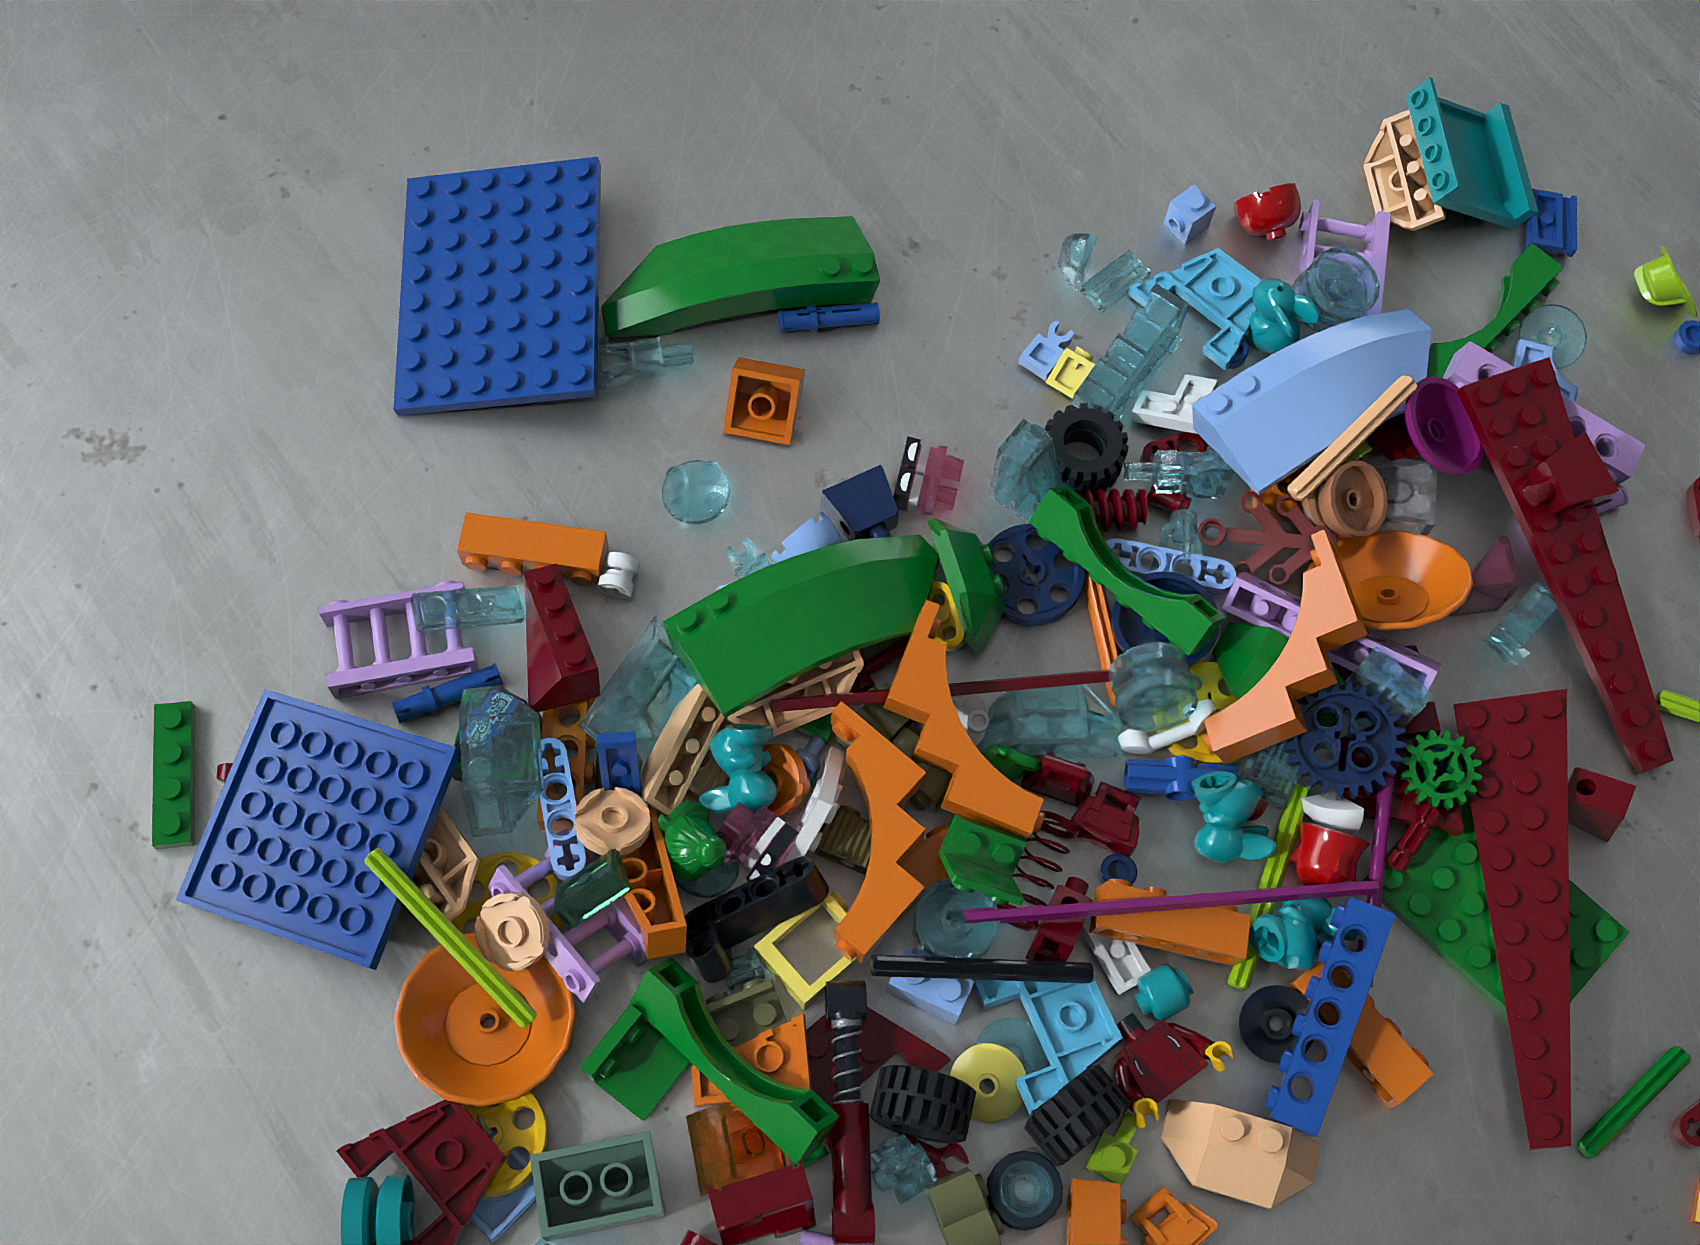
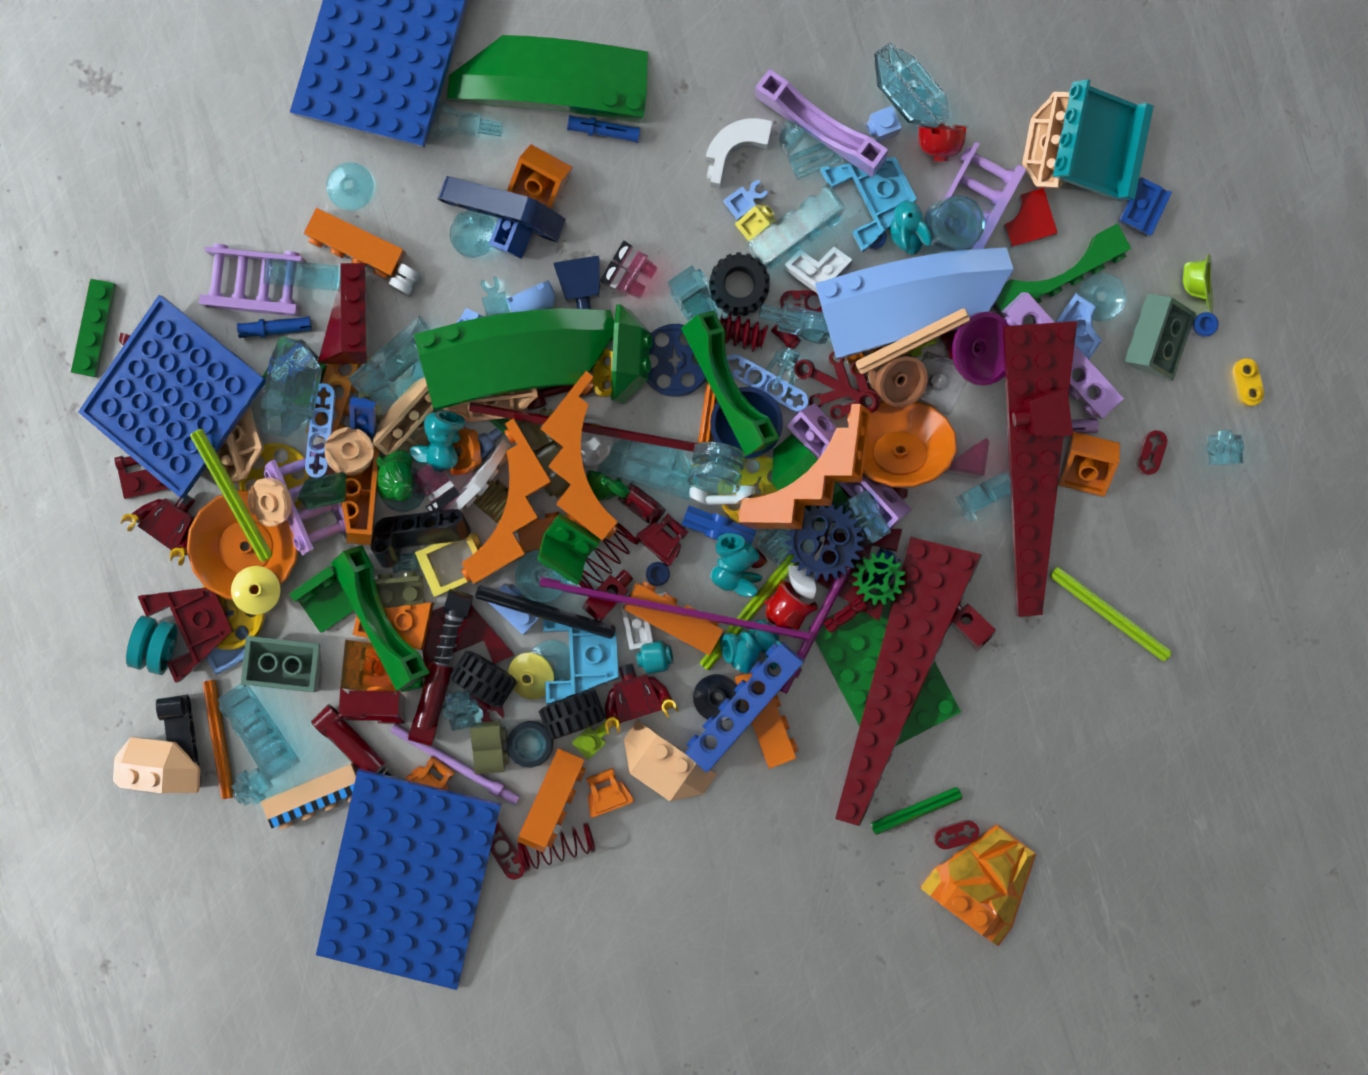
camera: 25 degrees right, 20 degrees up
(299, 976) = (138, 482): none -> dark red plate
(353, 1024) = (166, 523): none -> torso
(504, 495) = (358, 194): none -> clear light blue dish
(531, 1096) = (268, 592): none -> light yellow dish
(728, 431) = (503, 205): none -> dark blue beam
(752, 465) = (510, 238): none -> blue brick
(1013, 273) = (742, 133): none -> white arch
(1172, 244) = (792, 105): none -> lavender arch
(1193, 162) = (910, 87): none -> clear light blue wedge
(1420, 276) = (1032, 221): none -> red tile
(1643, 542) = (1089, 464): none -> orange slope
(1646, 363) = (1160, 336): none -> sand green slope

